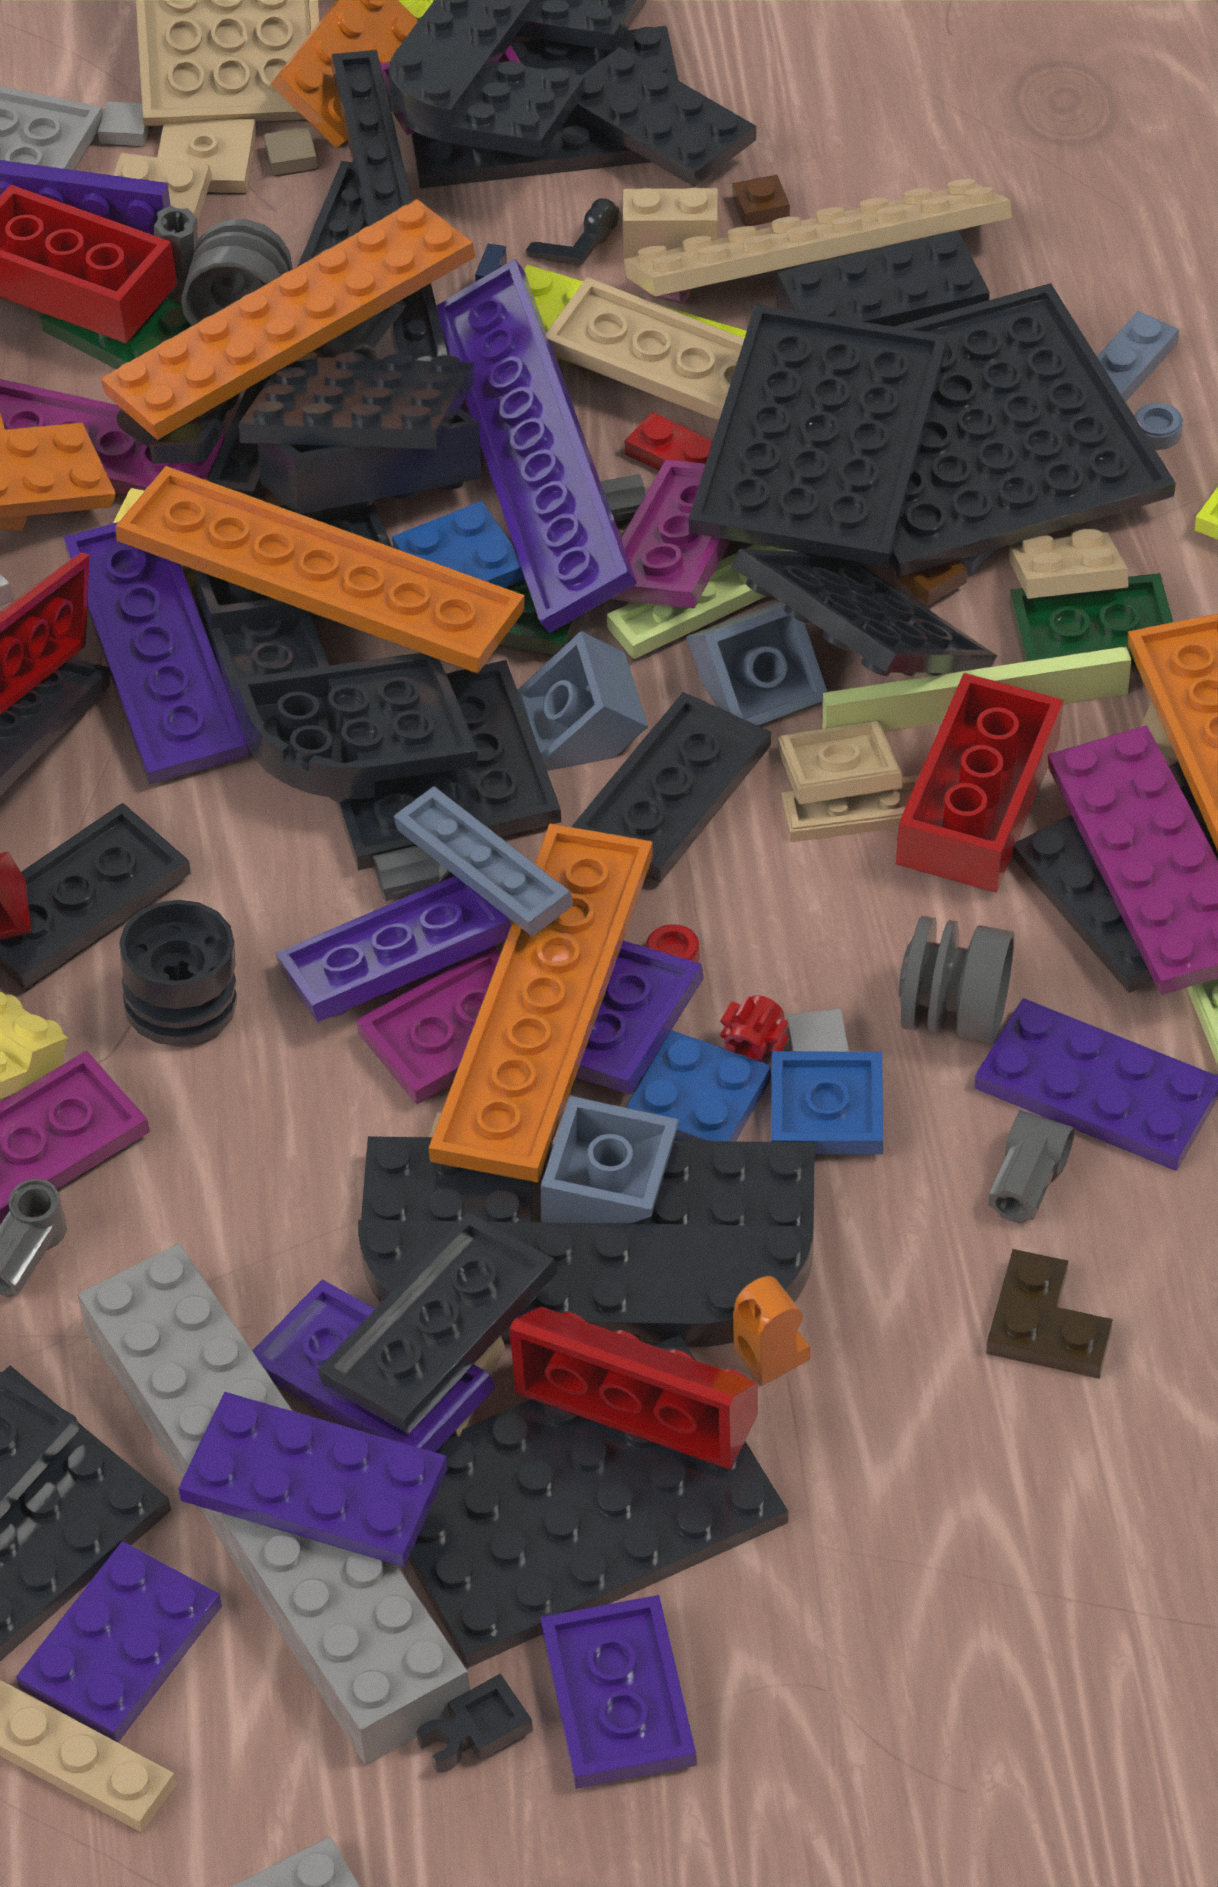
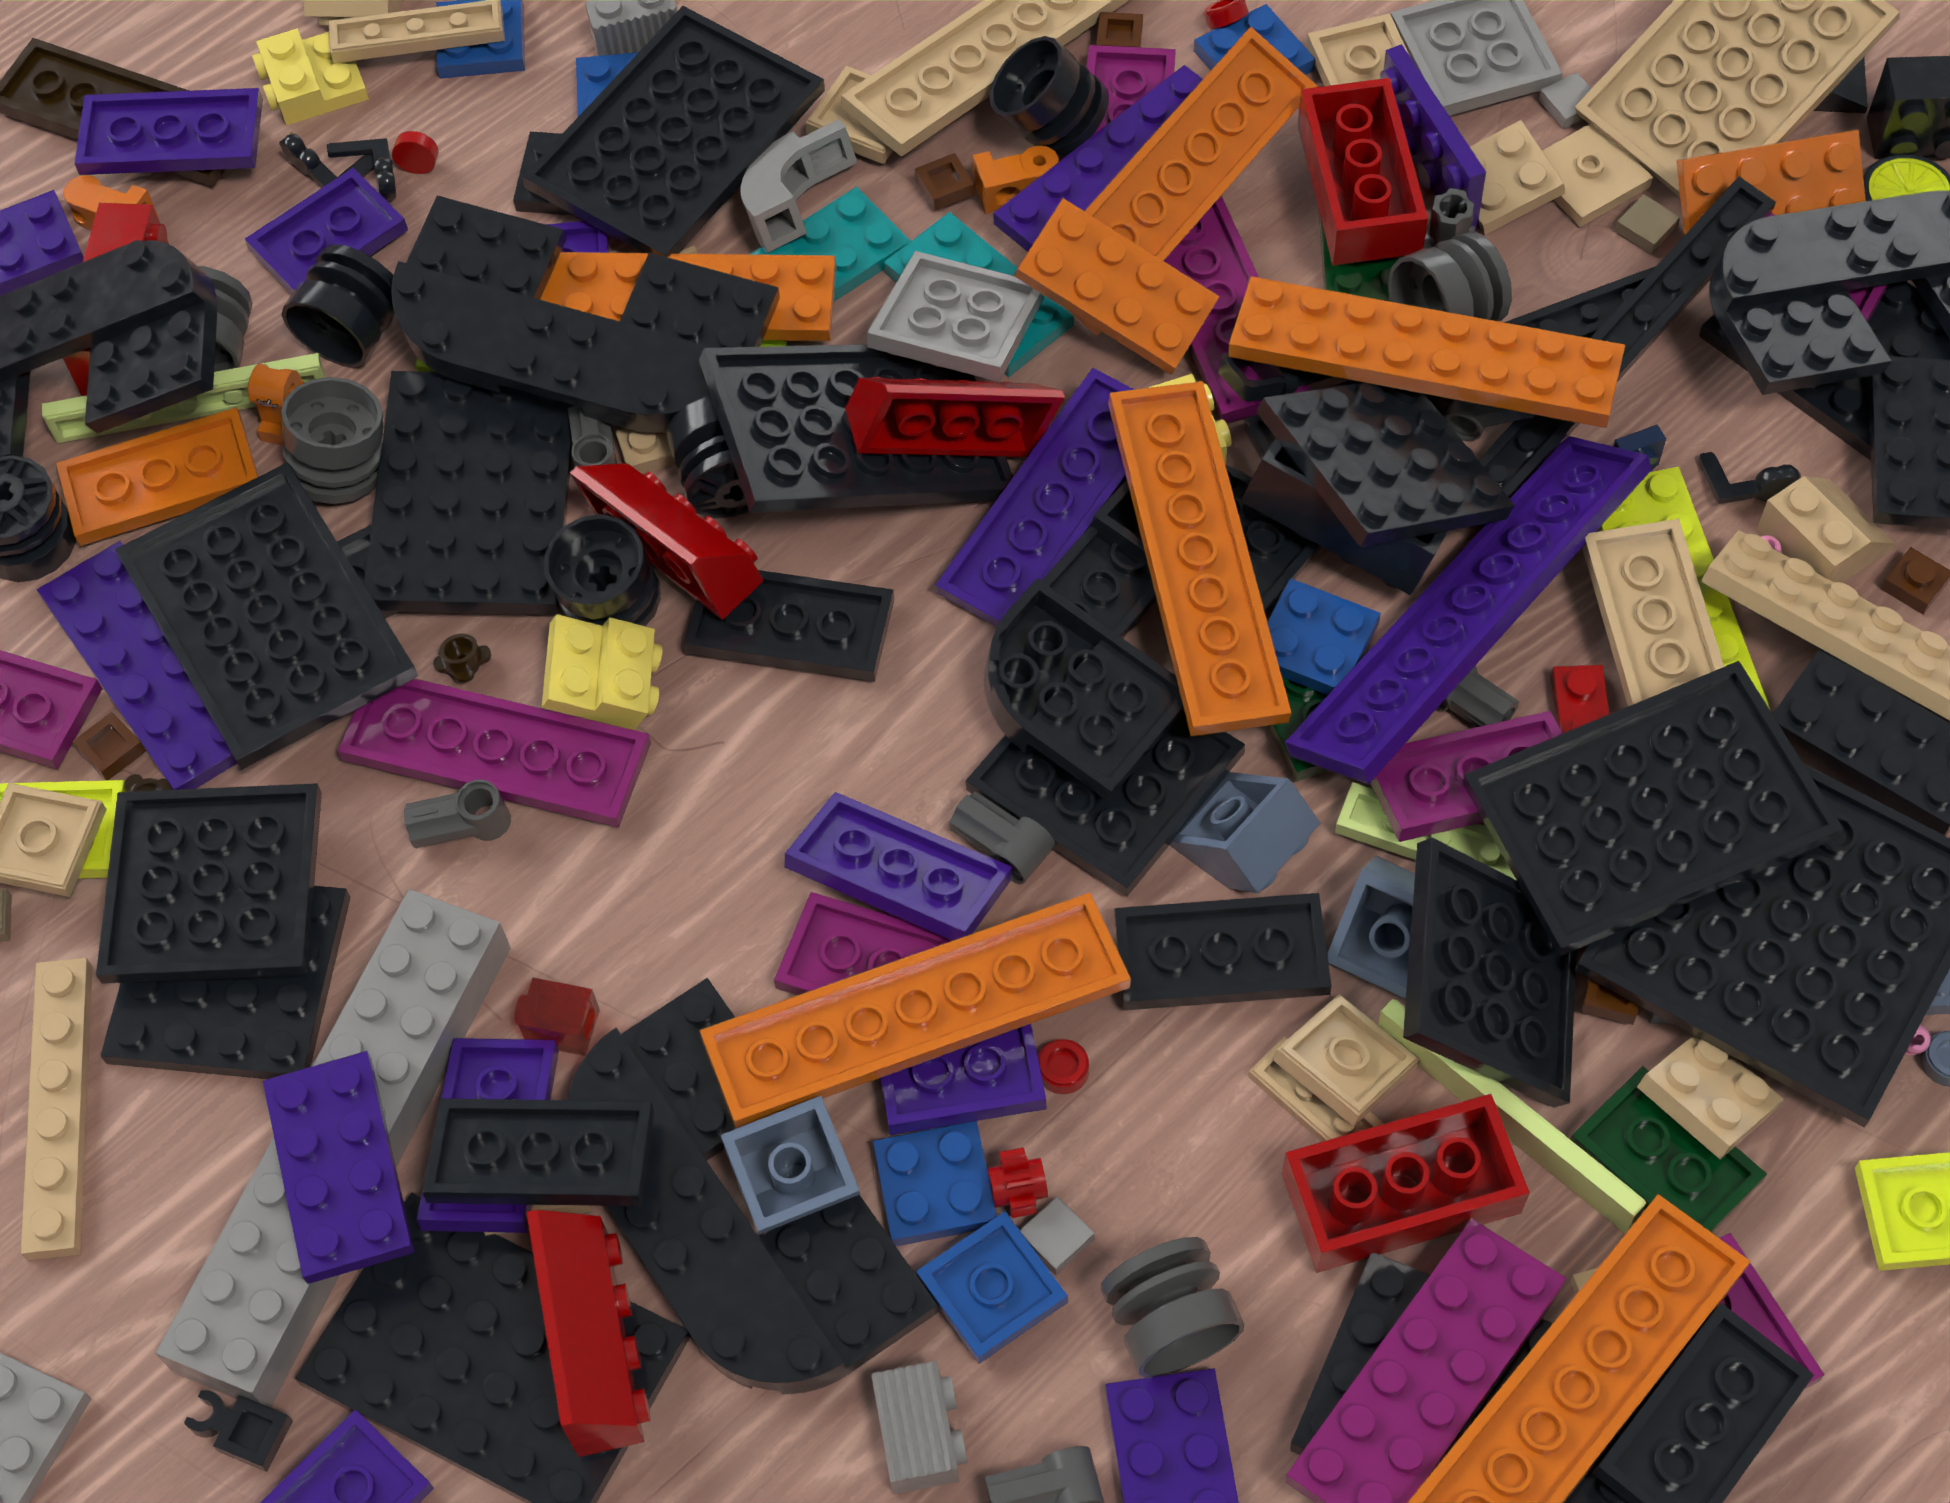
camera: 55 degrees right, 10 degrees up
(119, 1641) = (168, 1131): dark purple plate -> none
(178, 972) = (748, 718): black wheel -> none
(296, 1263) = (558, 1014): none -> clear red brick
(483, 861) = (1002, 874): sand blue plate -> none
(767, 1330) = (725, 1399): orange leg -> none
(905, 1219) = (916, 1427): none -> light grey brick

